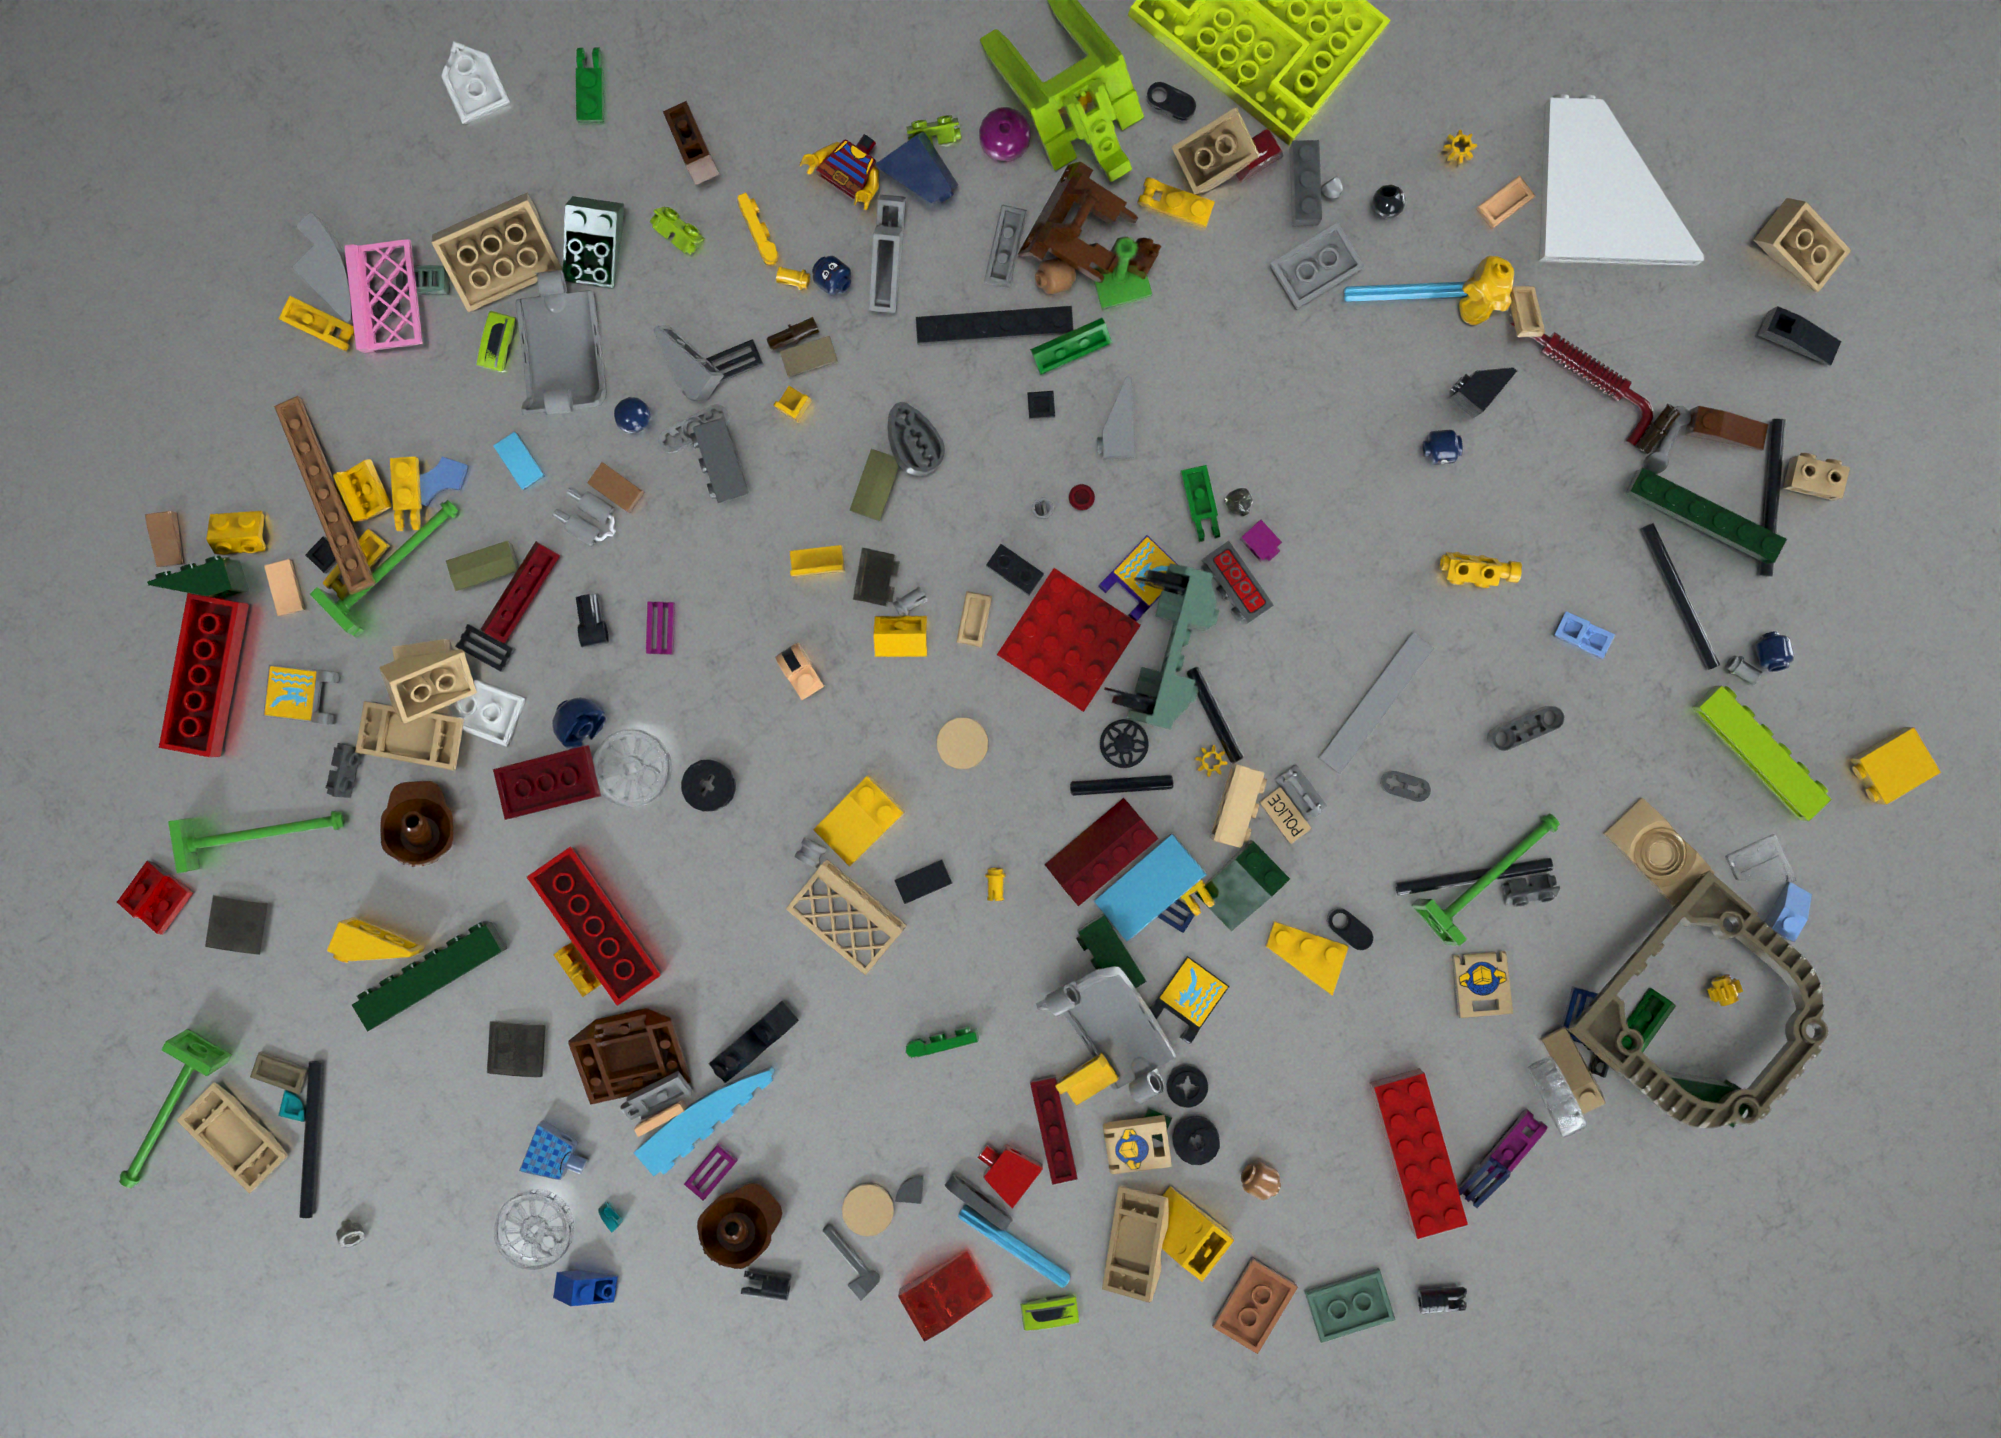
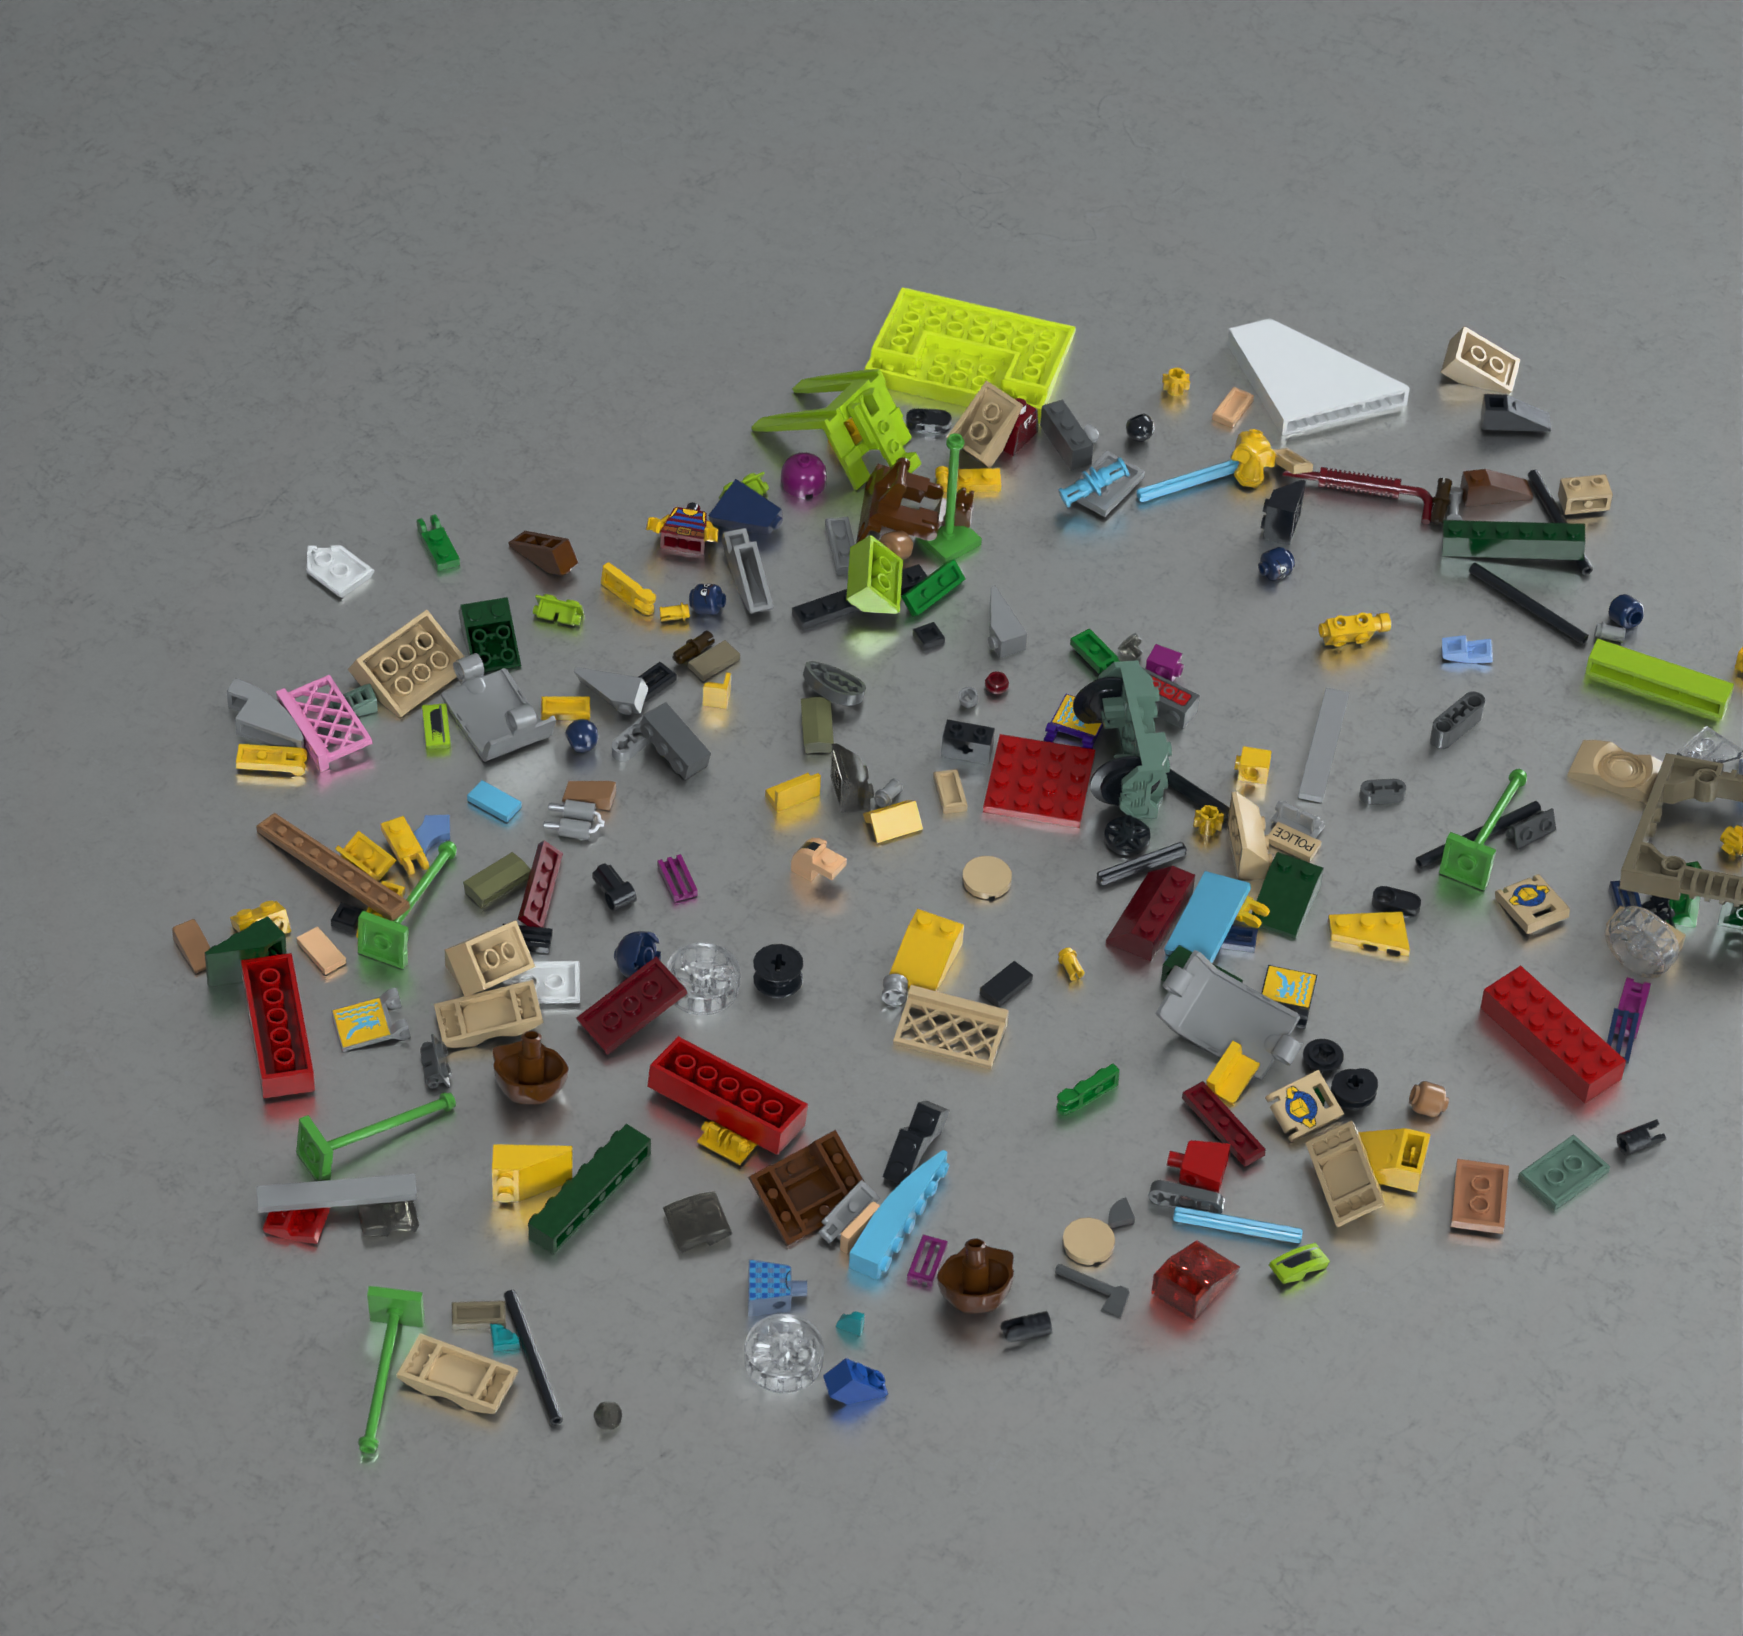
camera: 25 degrees left, 40 degrees down
(190, 898) = (336, 1193): none -> light grey tile
(635, 363) = (565, 707): none -> yellow tile
(1010, 320) = (874, 577): none -> lime slope
(1289, 707) = (1253, 765): none -> yellow brick
(1297, 274) = (1093, 482): none -> medium azure piece

